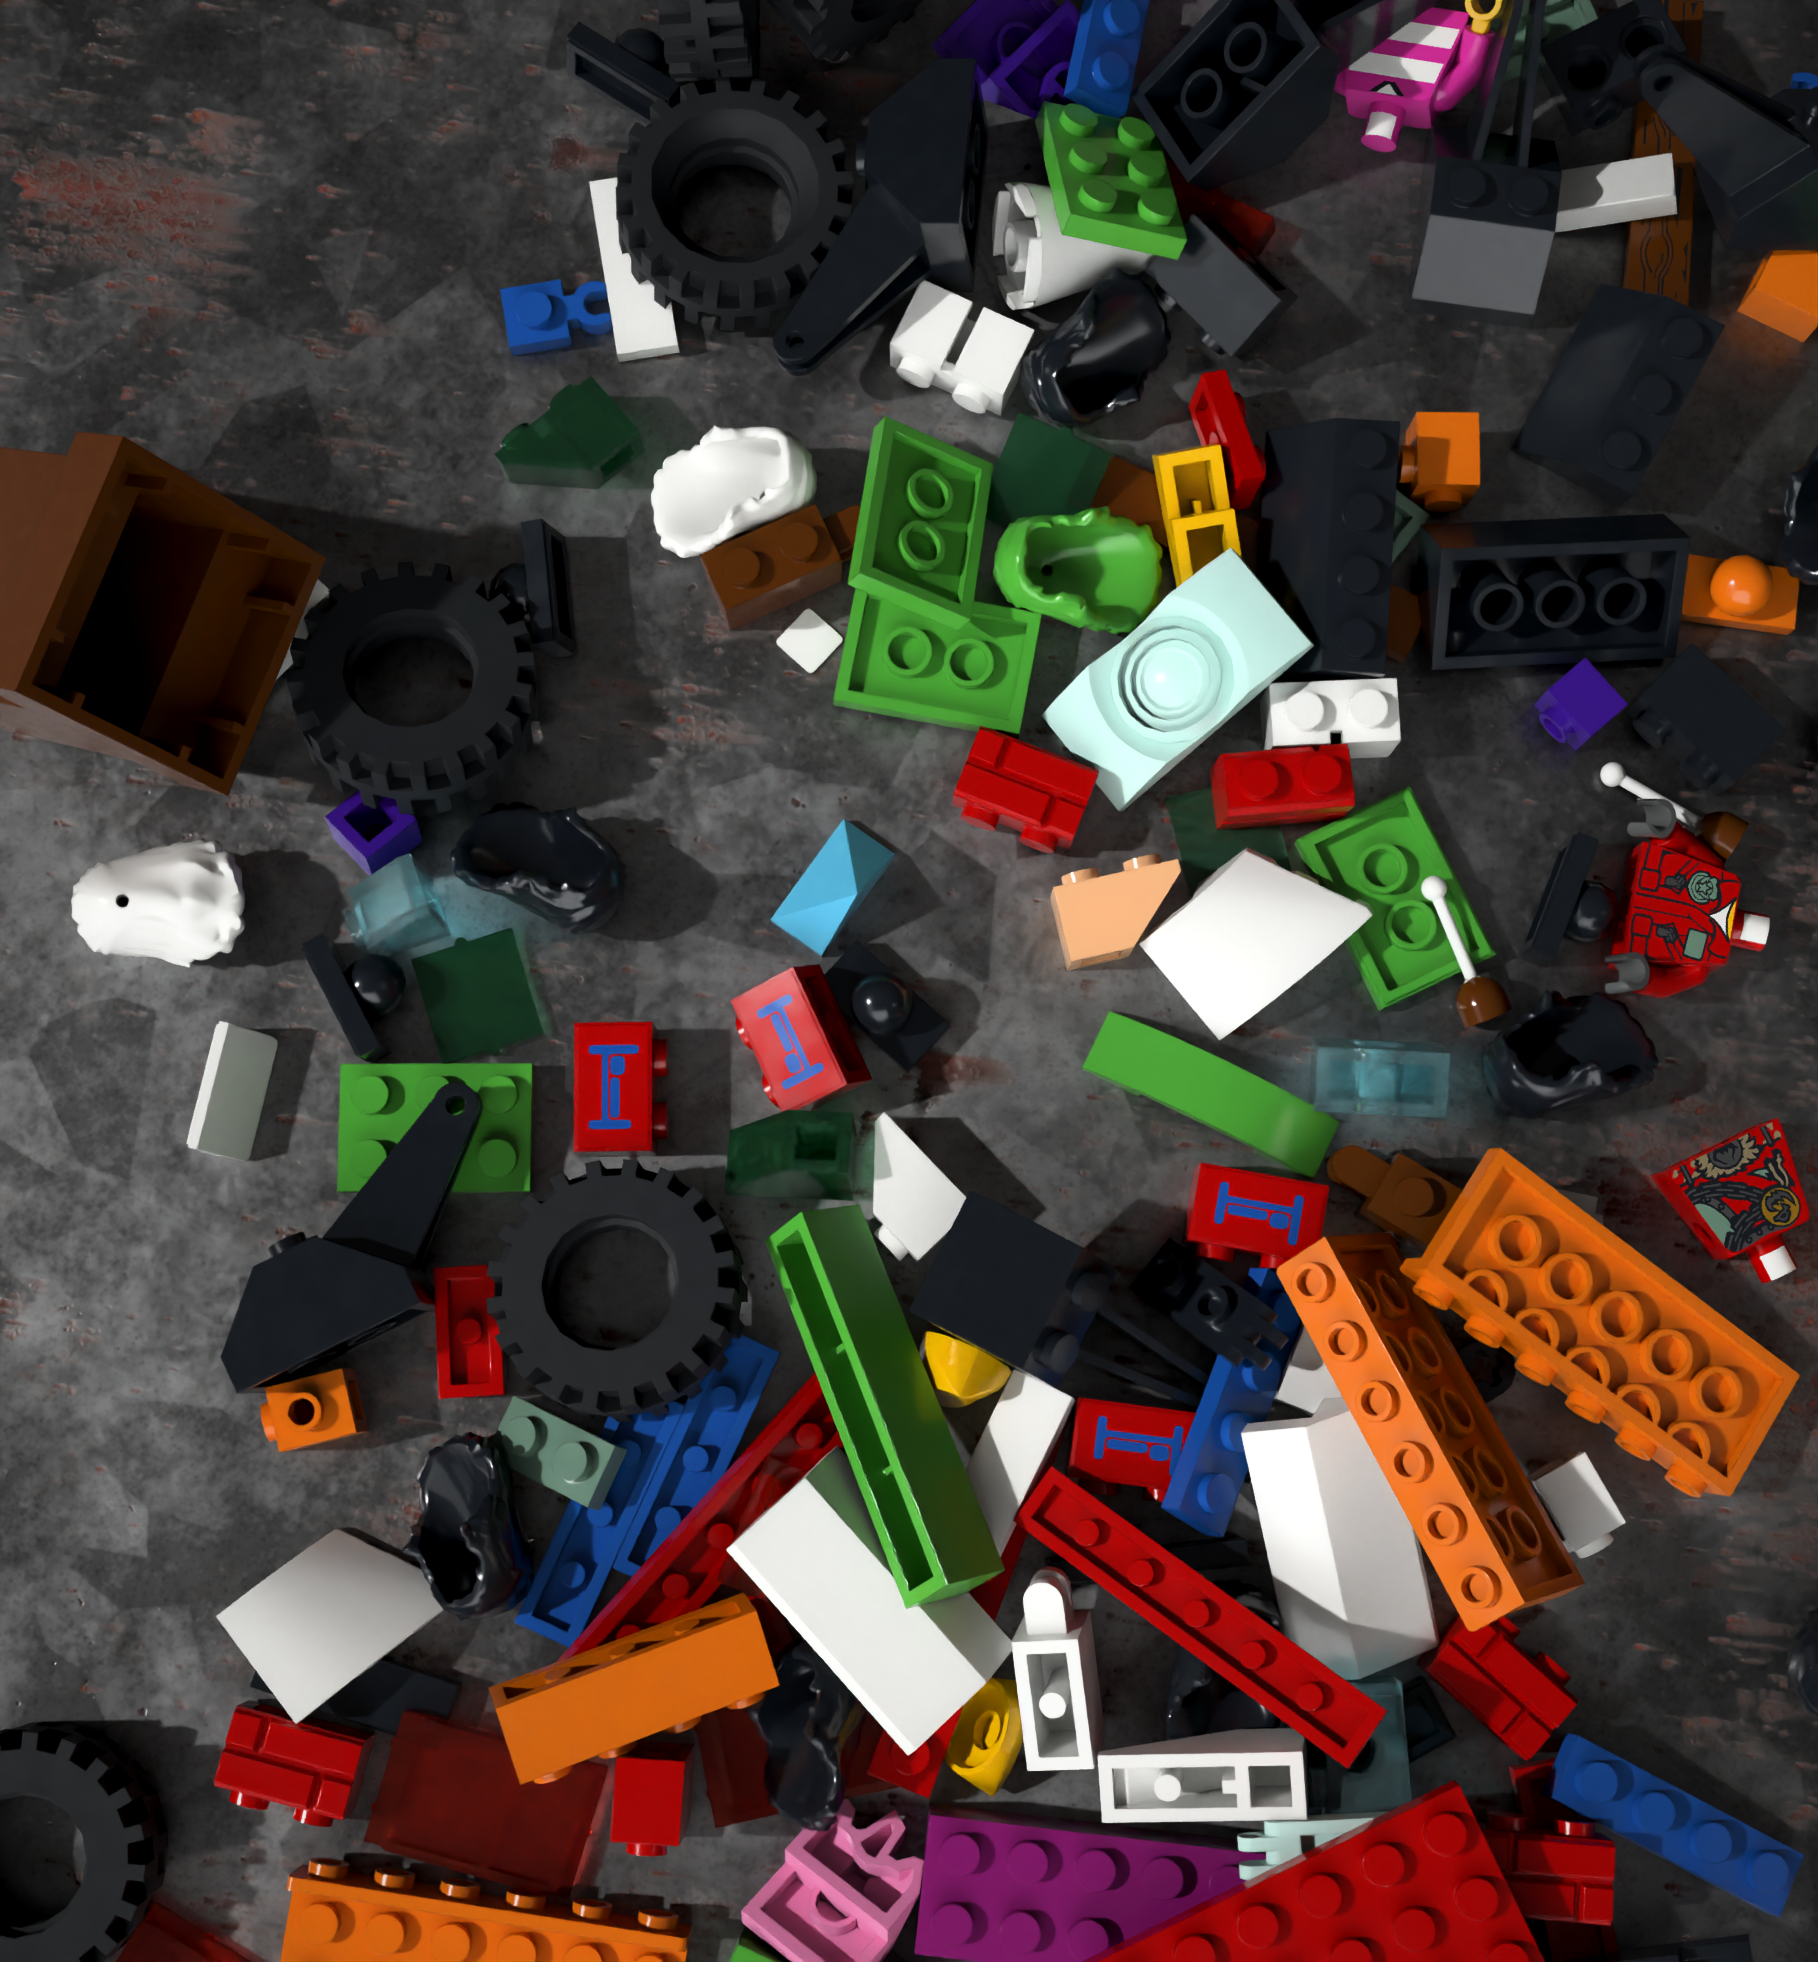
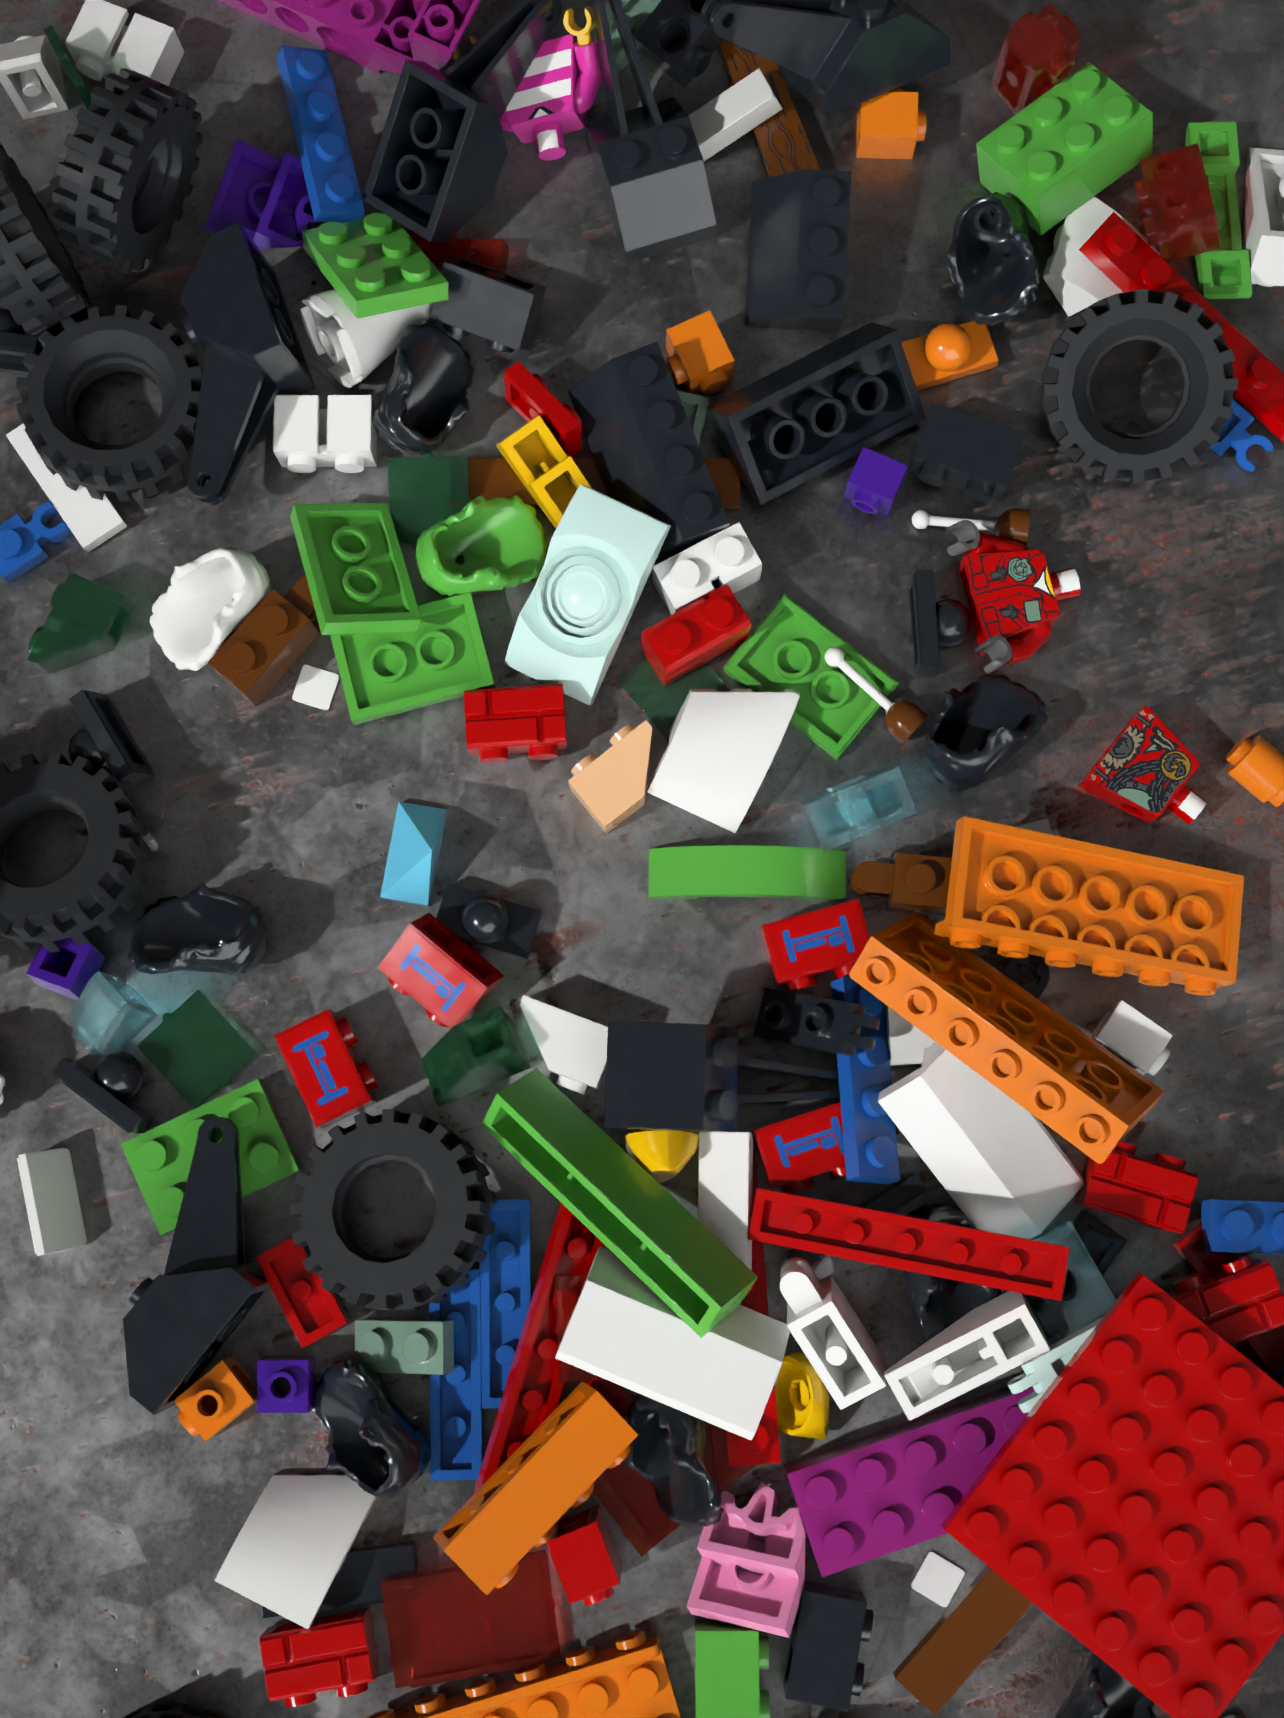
camera: 20 degrees left, 0 degrees up
(422, 1425) = (301, 1375): none -> dark purple plate

